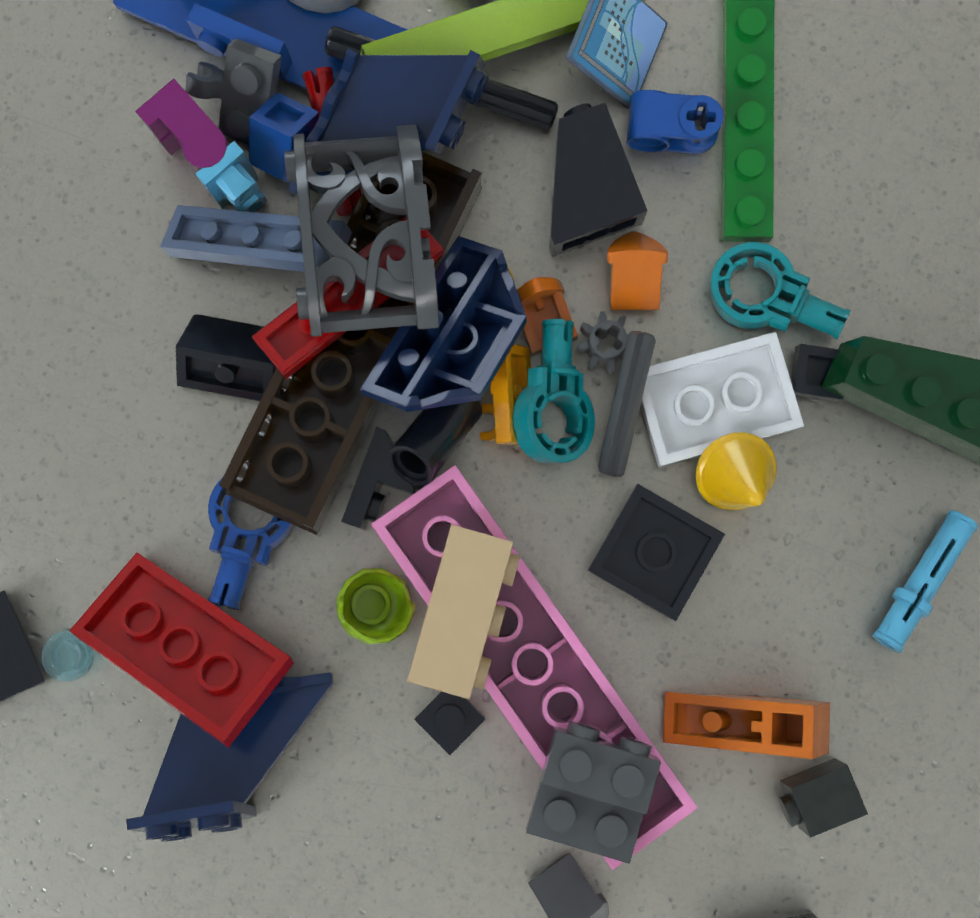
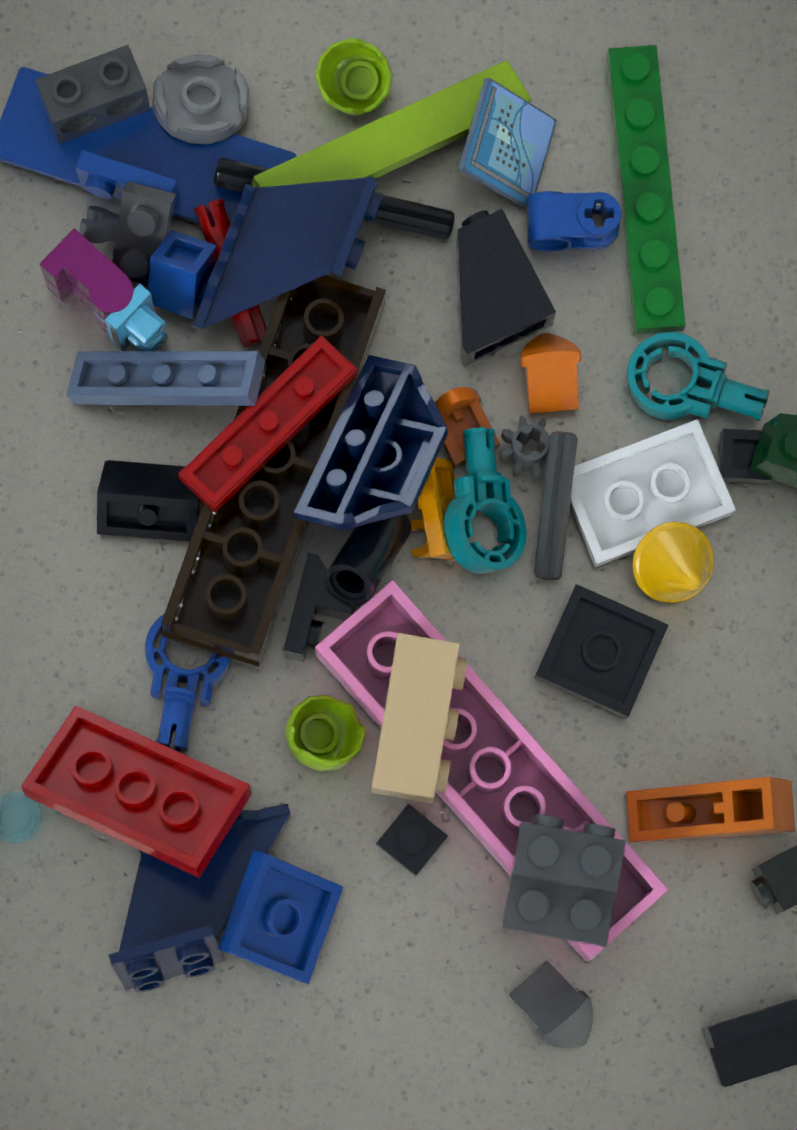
camera: 15 degrees left, 5 degrees down
(309, 787) = (280, 917): none -> blue plate
(412, 279) = (335, 401): dark grey fence -> none

